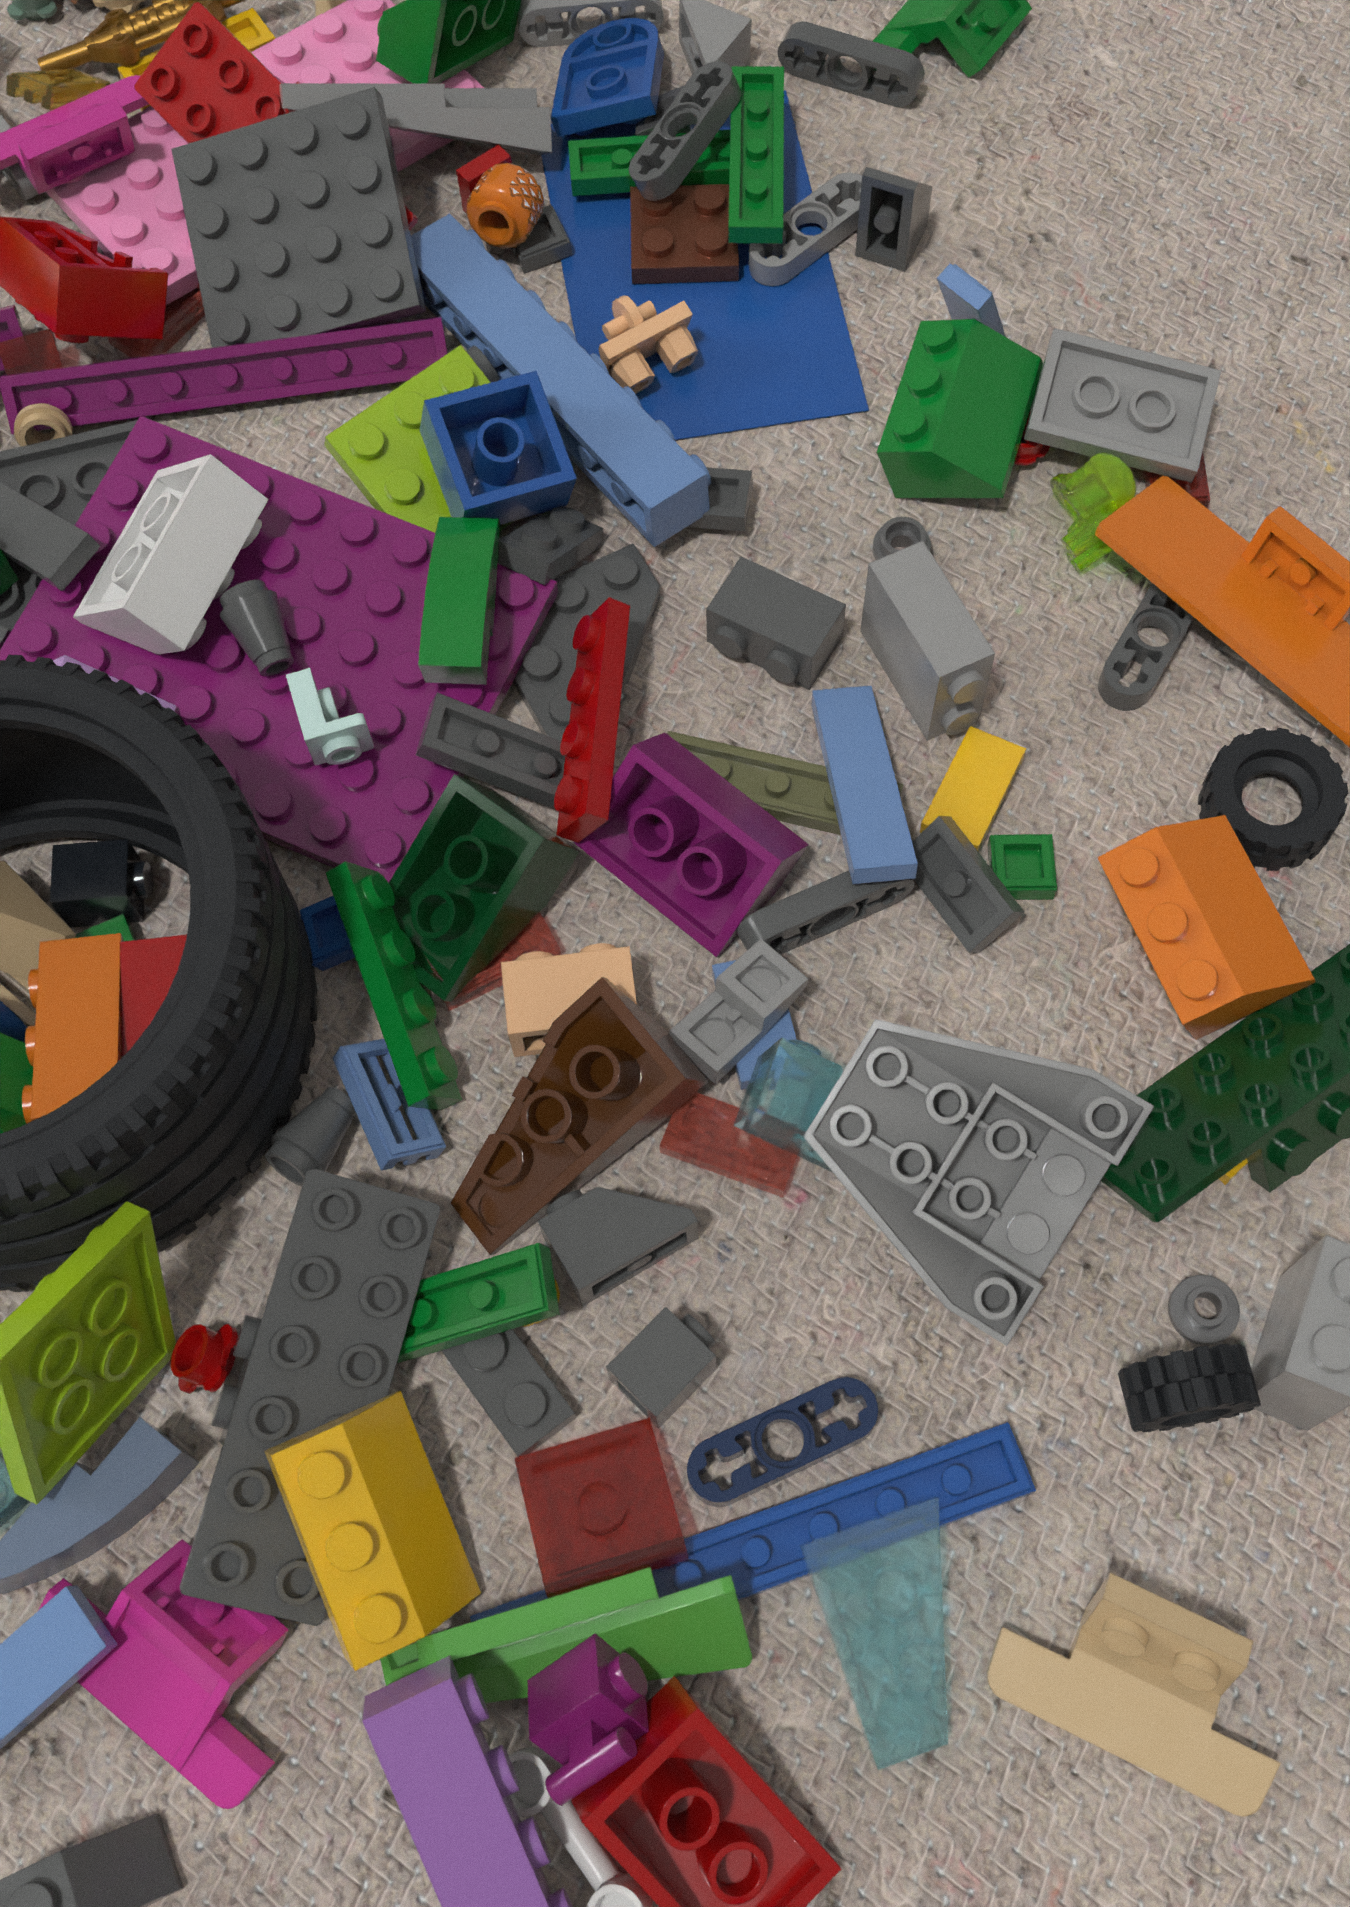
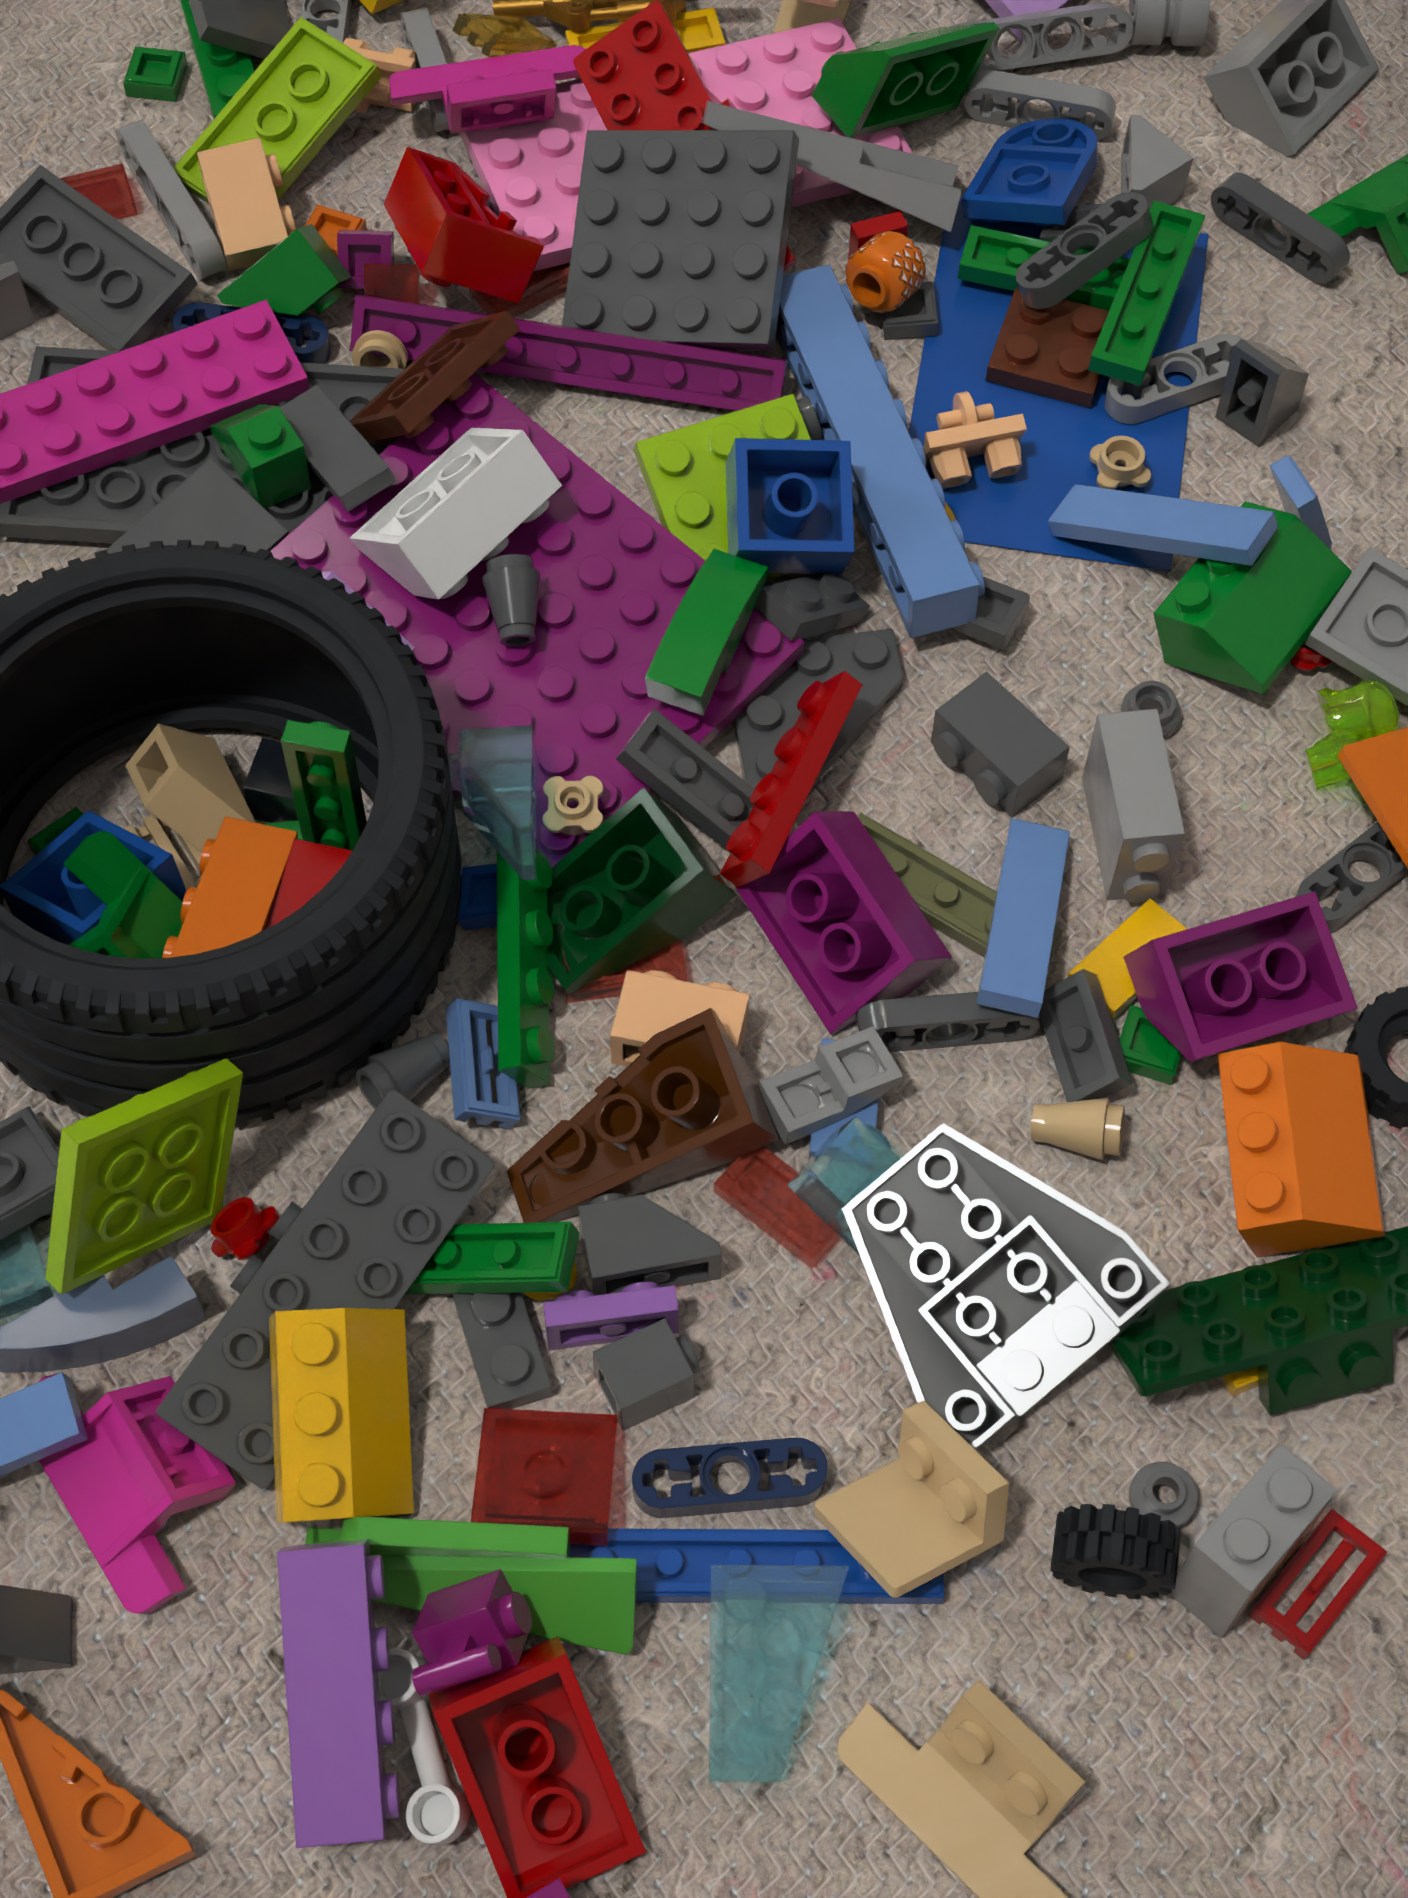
camera: 15 degrees right, 5 degrees down
(104, 433) = (435, 378): none -> copper plate
(131, 876) = (324, 783): none -> green plate
(312, 824) = (500, 790): none -> clear light blue slope
(325, 734) = (539, 703): light aqua bracket -> none
(392, 830) = (576, 820): none -> tan plate
(583, 1330) = (586, 1319): none -> medium lavender plate
(787, 322) = (1122, 452): none -> tan plate
(855, 365) = (1163, 524): none -> medium blue tile
(983, 1413) = (921, 1510): none -> tan bracket
(990, 969) = (1081, 1126): none -> tan cone
(1090, 777) = (1241, 978): none -> magenta slope

